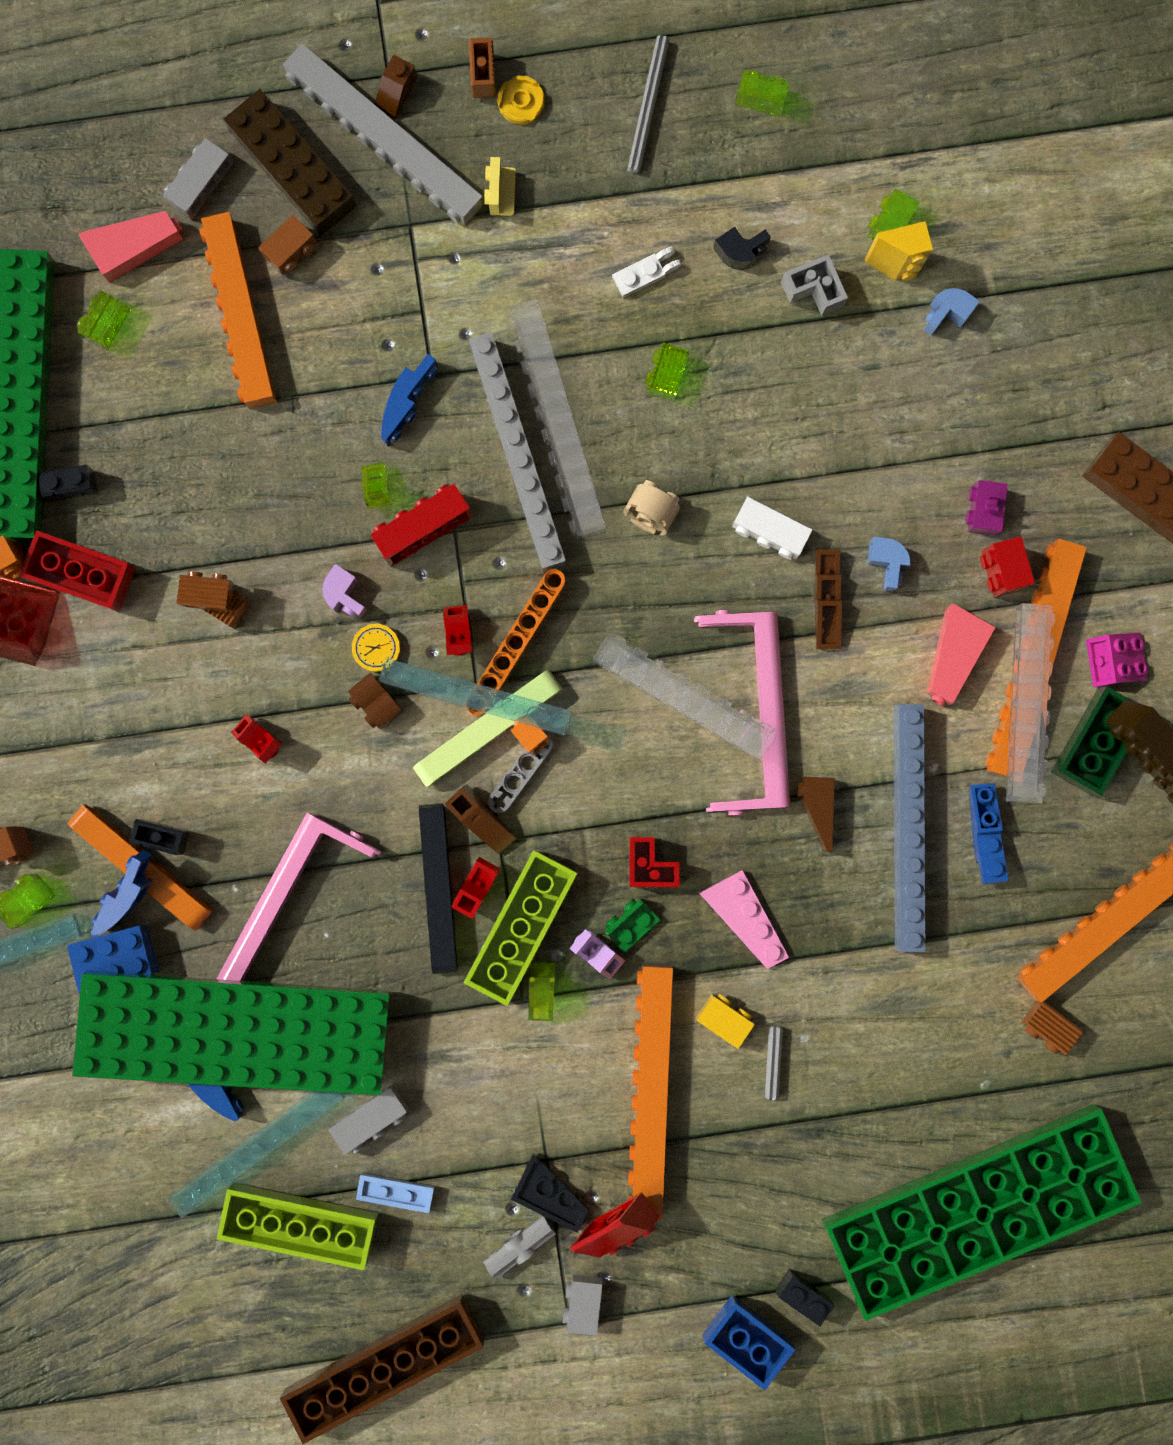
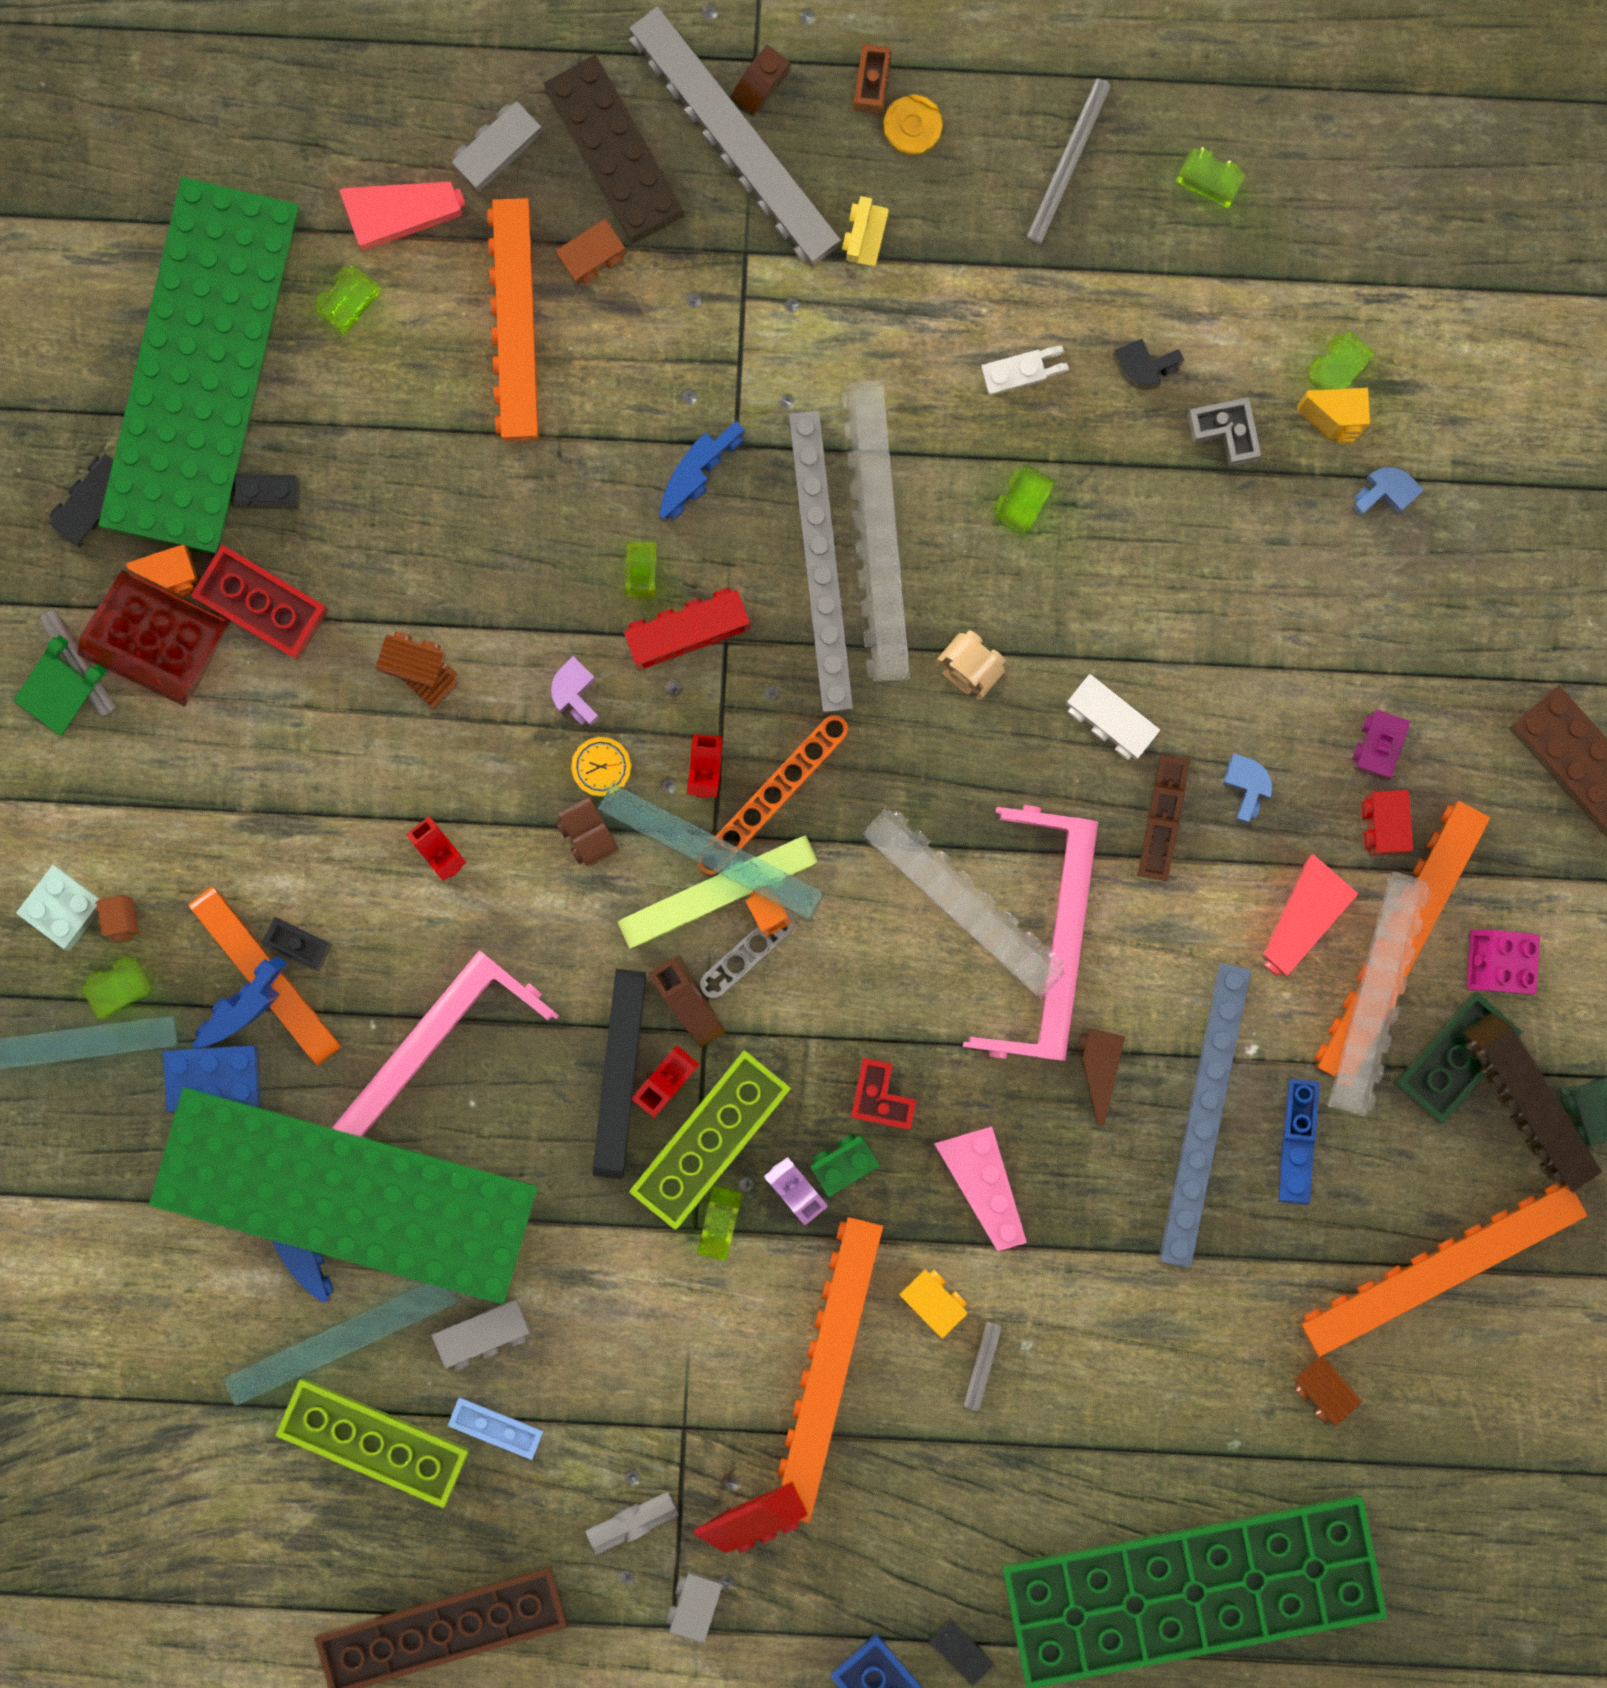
camera: 15 degrees right, 0 degrees up
(548, 1196) = (678, 1469): black wing -> none

